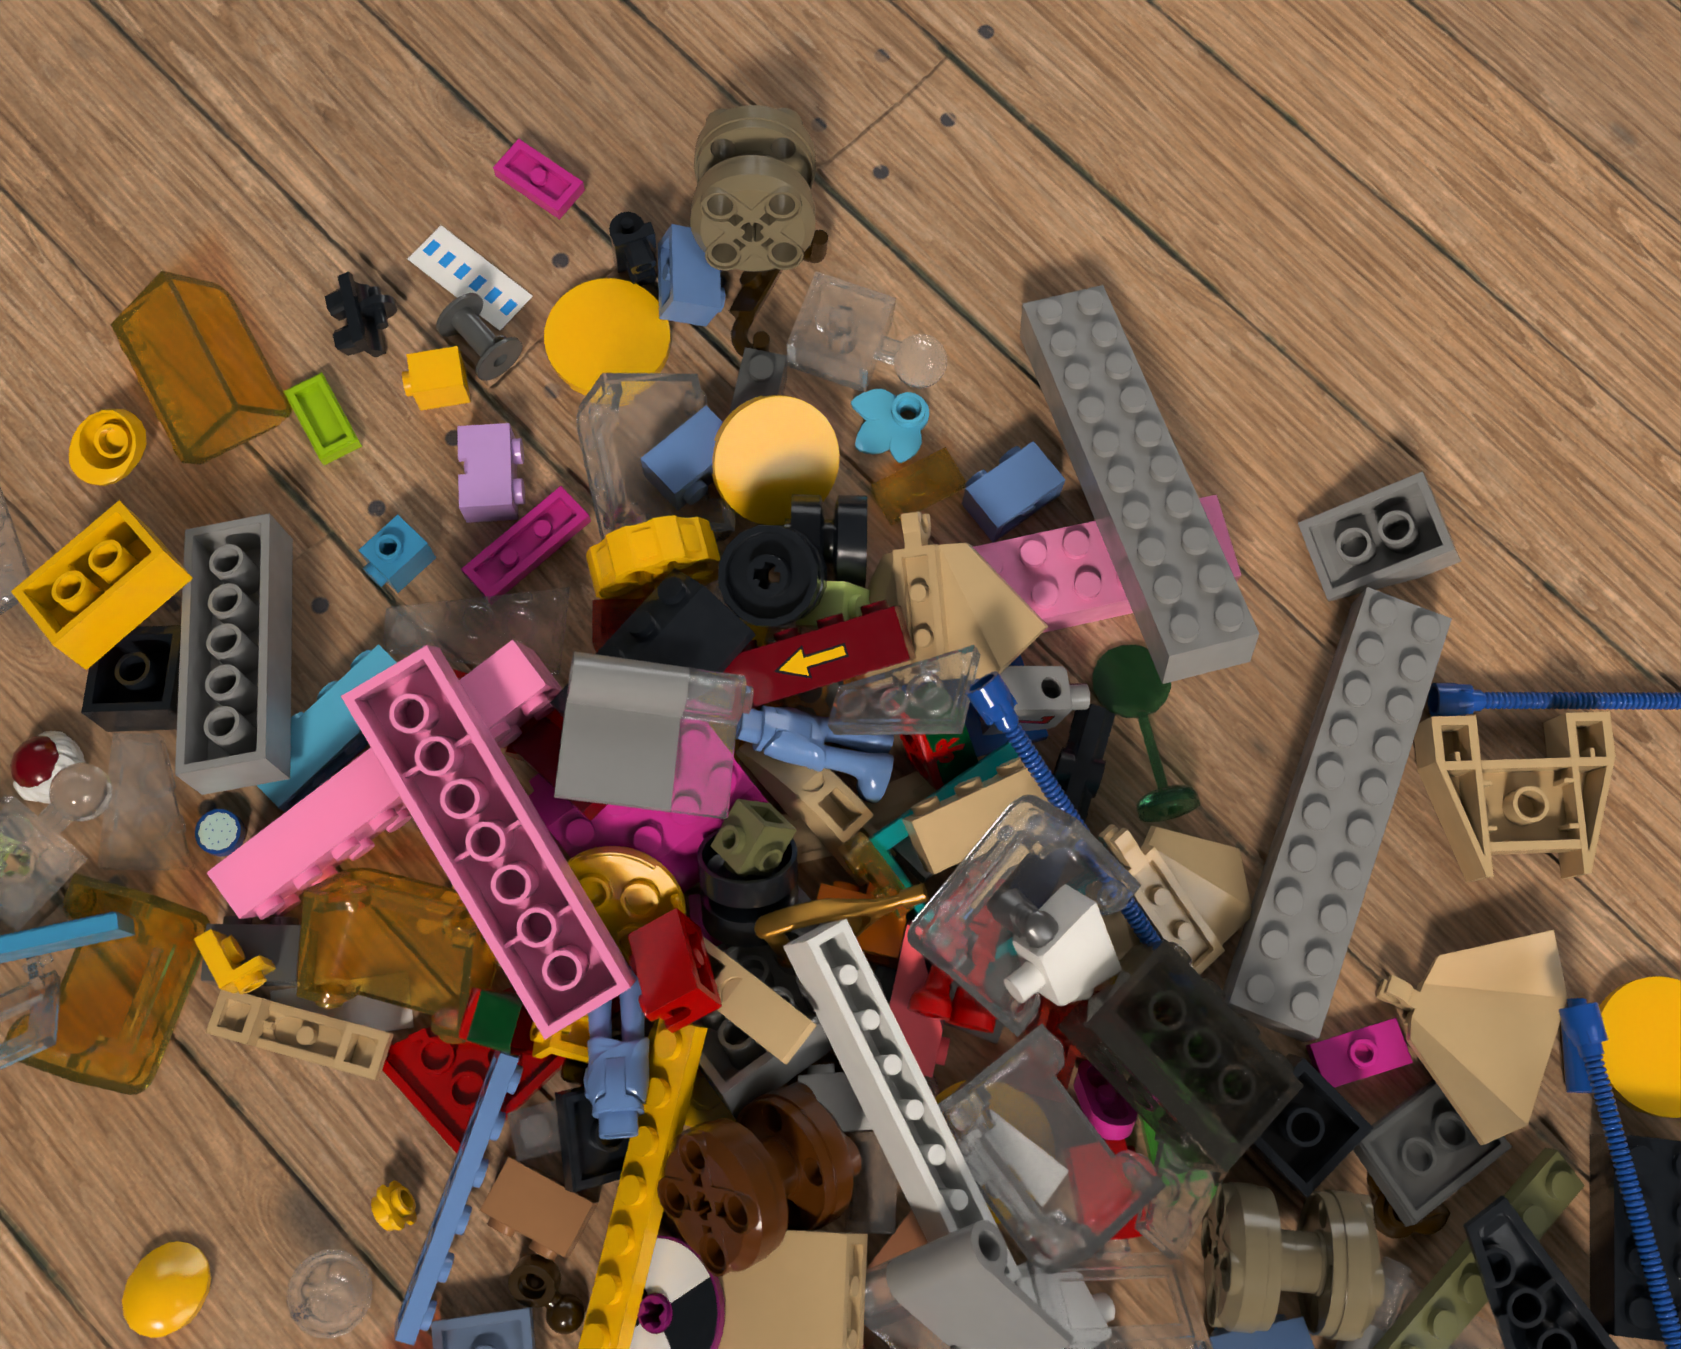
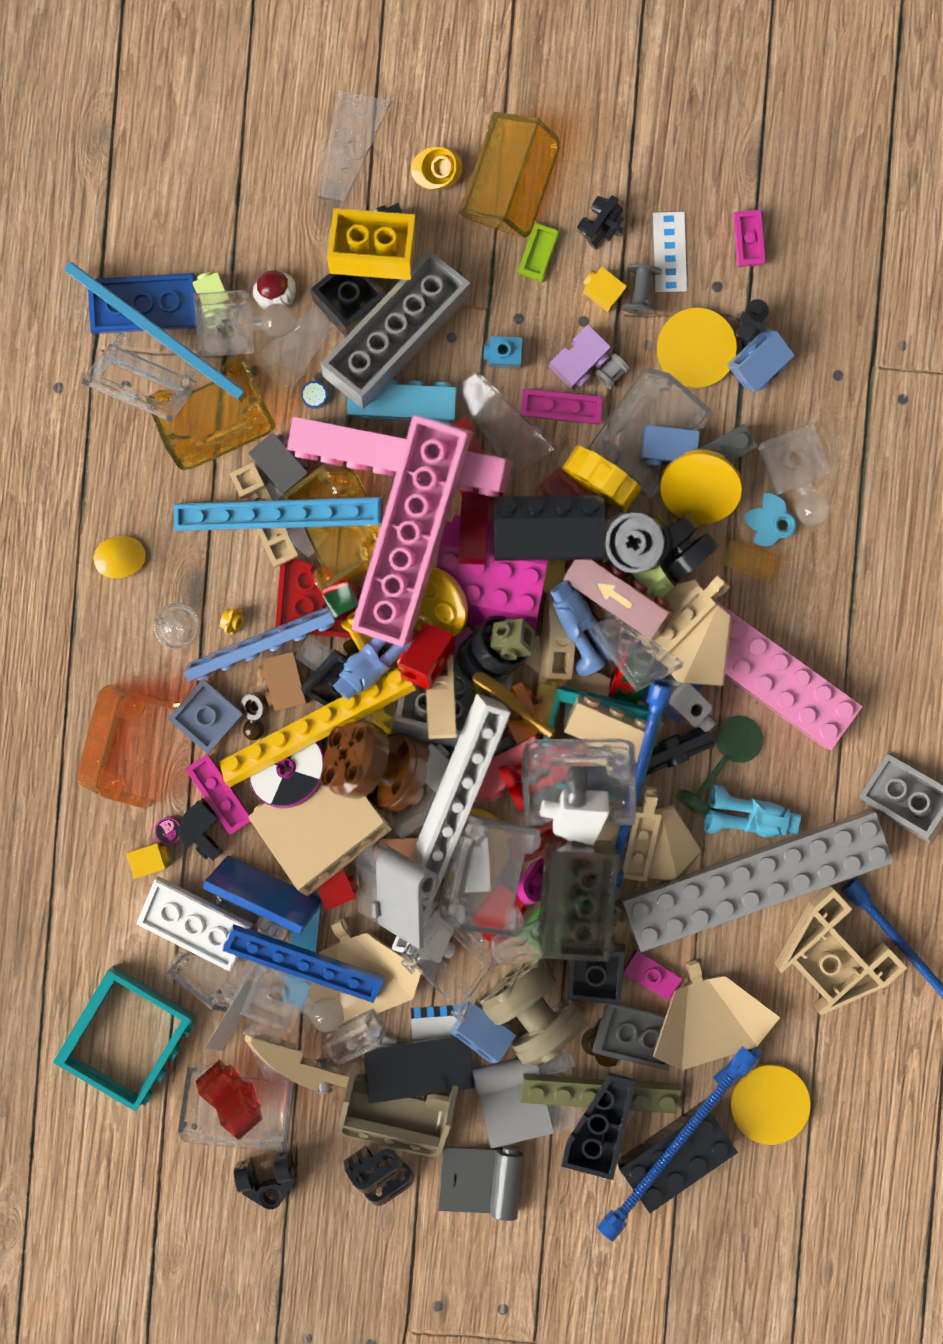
camera: 50 degrees right, 15 degrees up
(224, 958) = (265, 457): yellow bracket -> none
(312, 1014) = (278, 514): none -> dark azure tile
(541, 450) = (612, 371): none -> light grey bush
(650, 735) = (516, 556): light grey door -> none
(753, 189) = (829, 356): dark tan wheel -> none
(755, 292) = (786, 396): dark brown piece -> none
(1012, 490) = (785, 608): medium blue brick -> none
(1137, 487) = (833, 663): light grey brick -> none
(1262, 733) = (764, 818): none -> medium azure piece

